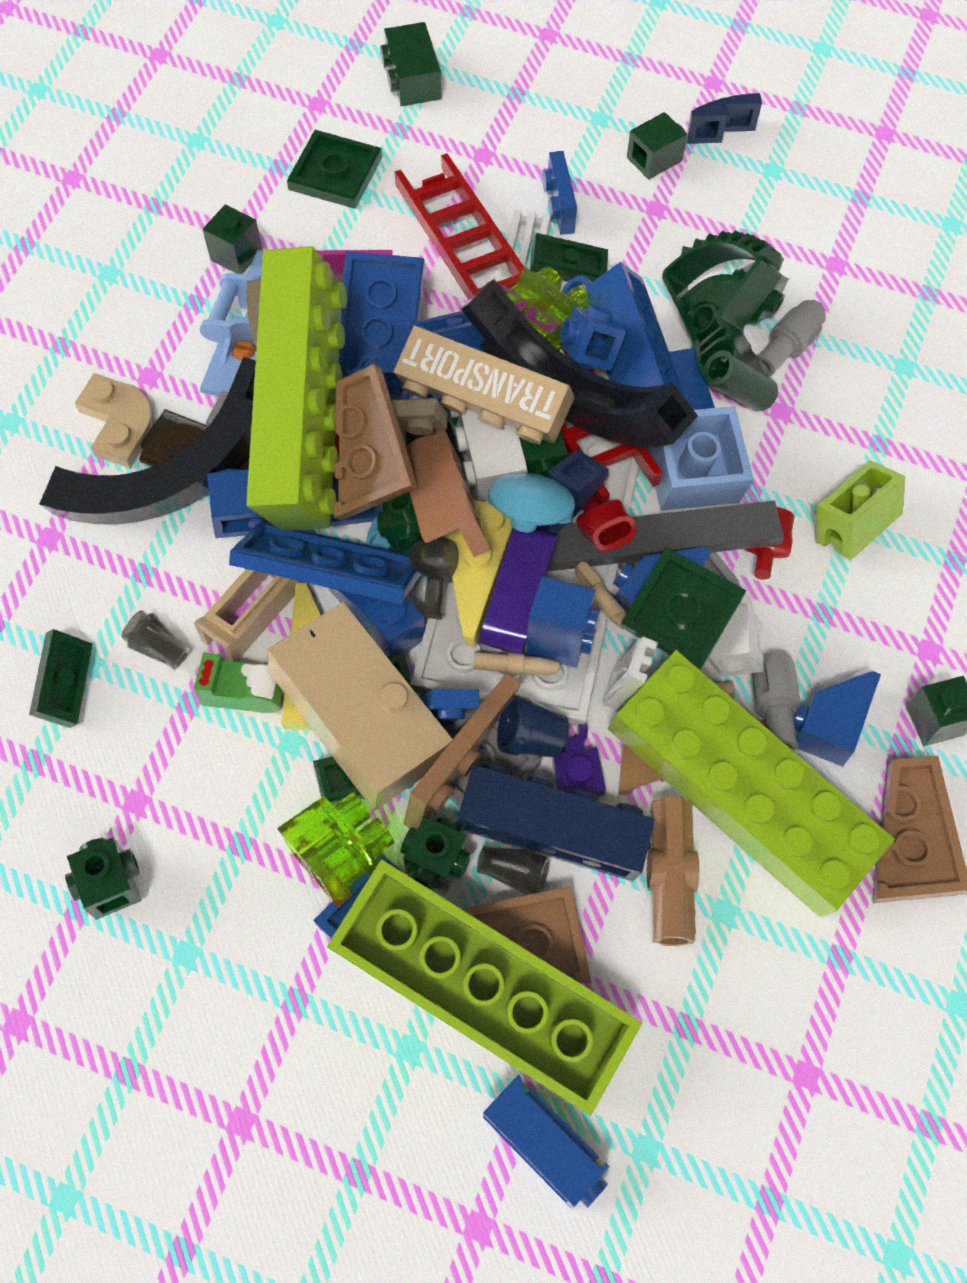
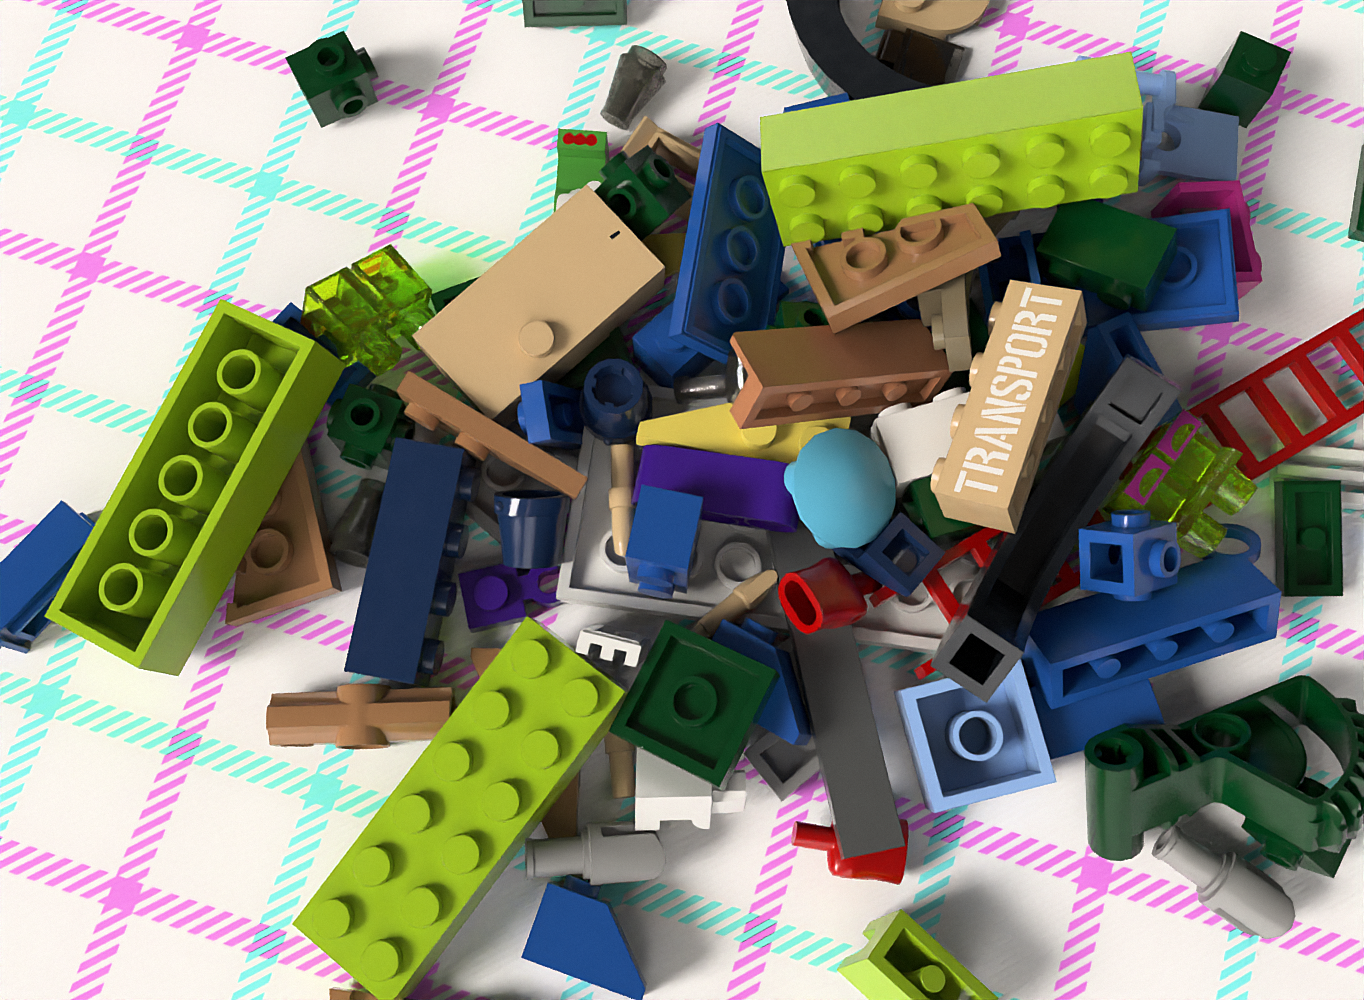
camera: 85 degrees right, 10 degrees up
(267, 620) = (641, 190): none -> dark green brick
(370, 323) = (1107, 253): none -> dark green brick
(437, 659) = (614, 401): none -> dark blue piece

